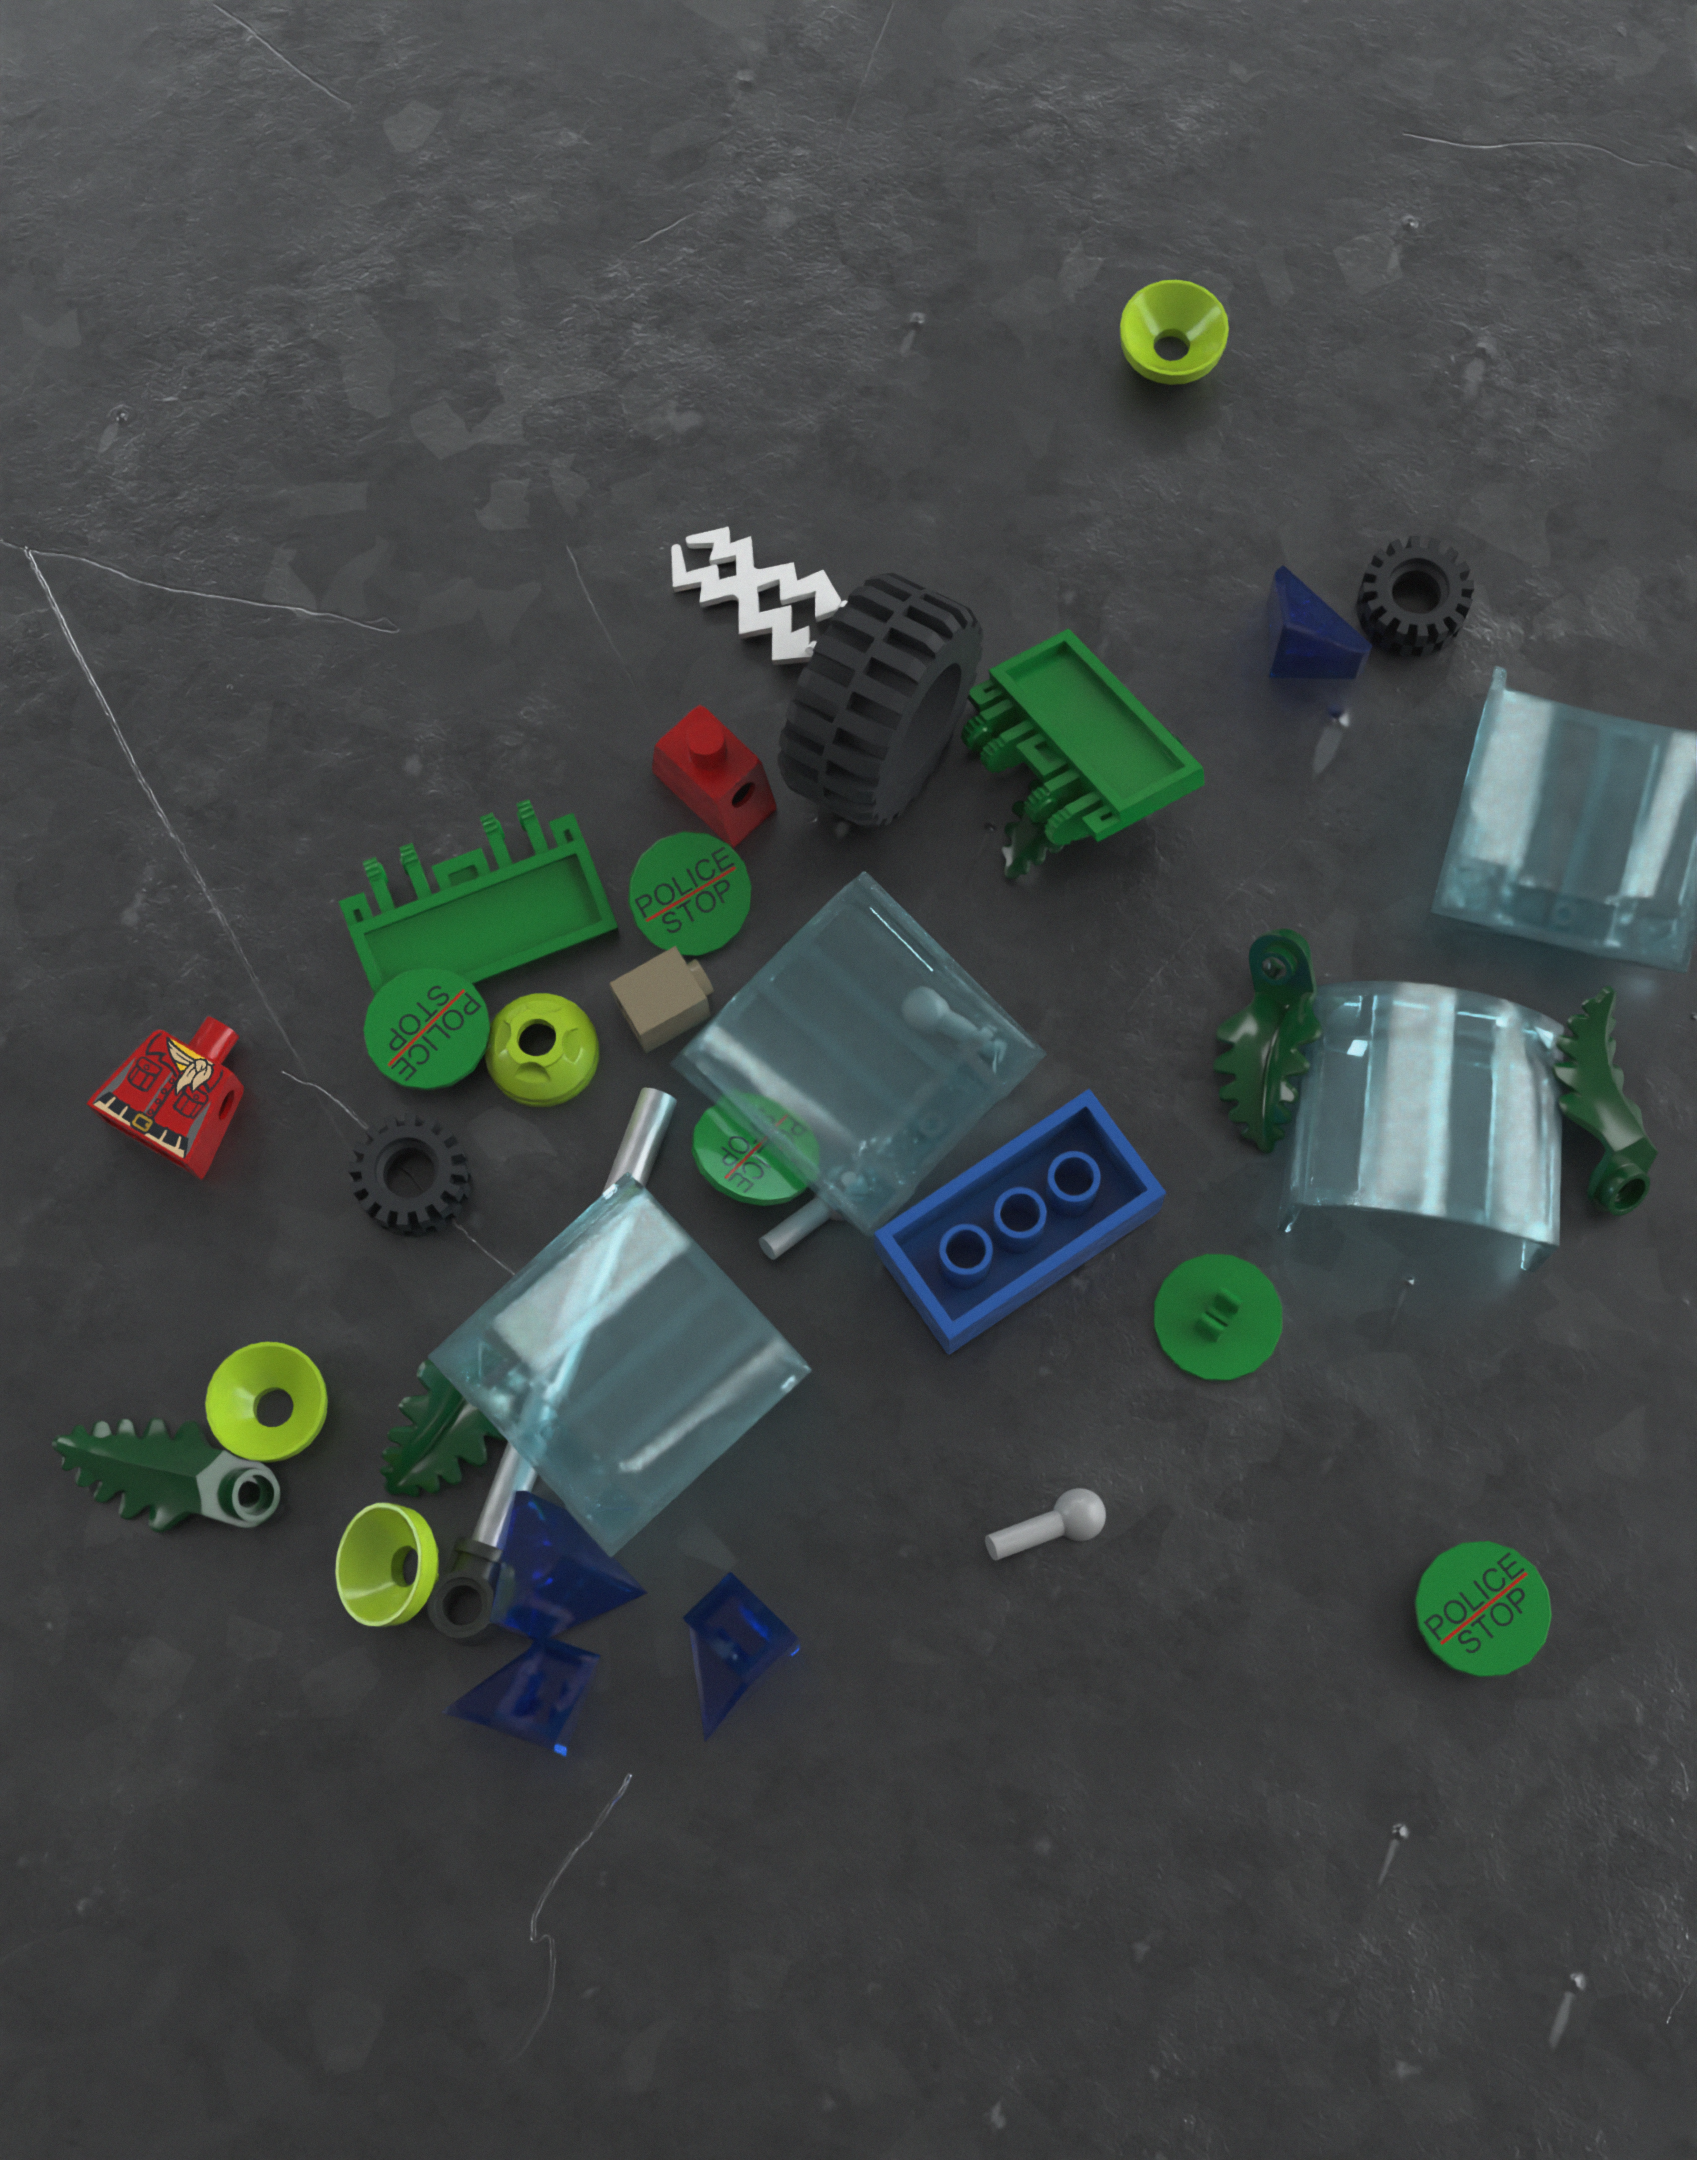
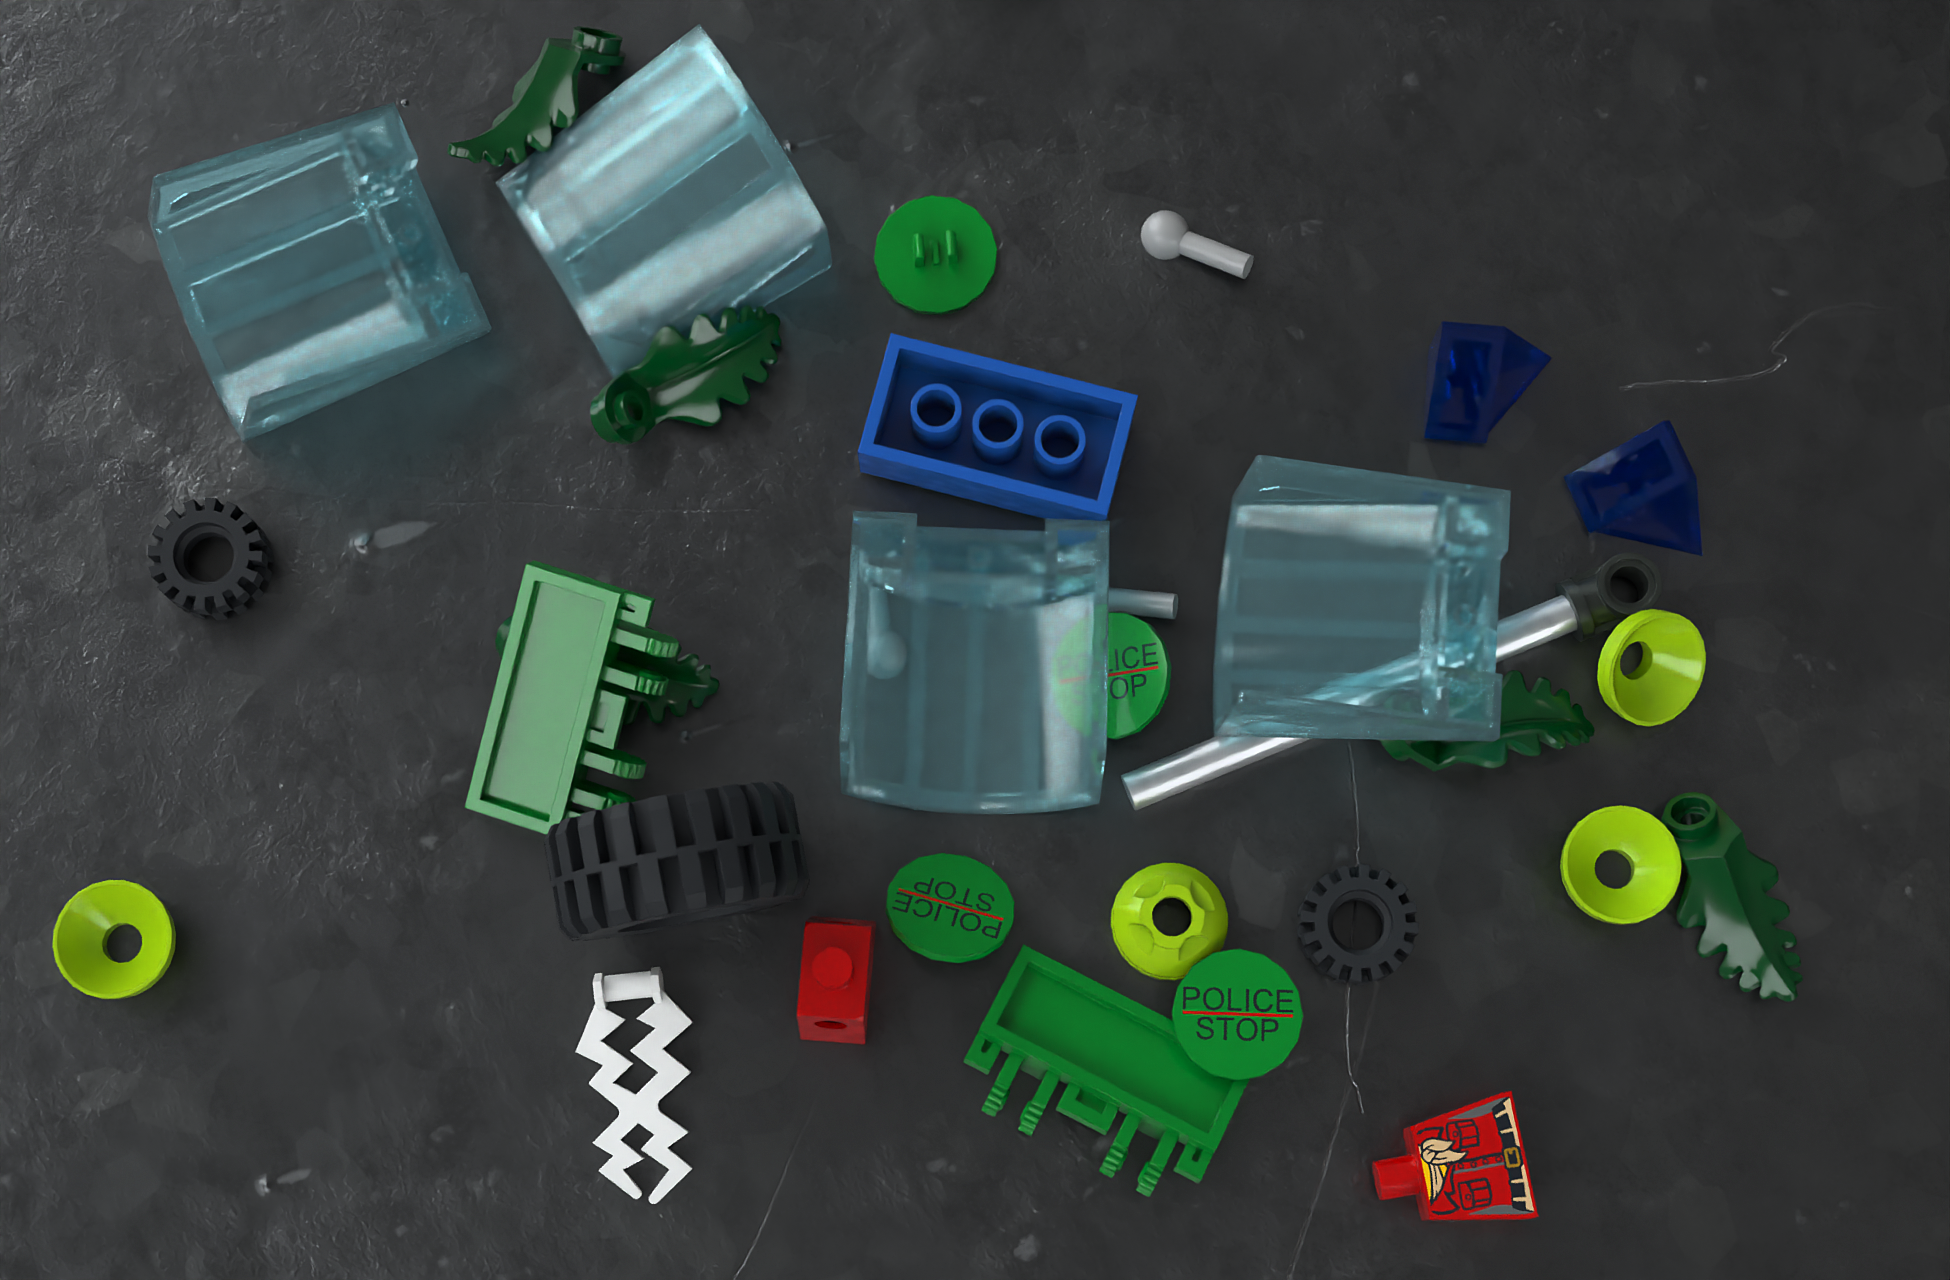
camera: 135 degrees left, 5 degrees up
(554, 1573) = (1548, 553): clear blue slope -> none
(663, 998) = (1051, 853): dark tan brick -> none
(1308, 635) = (316, 617): clear blue slope -> none

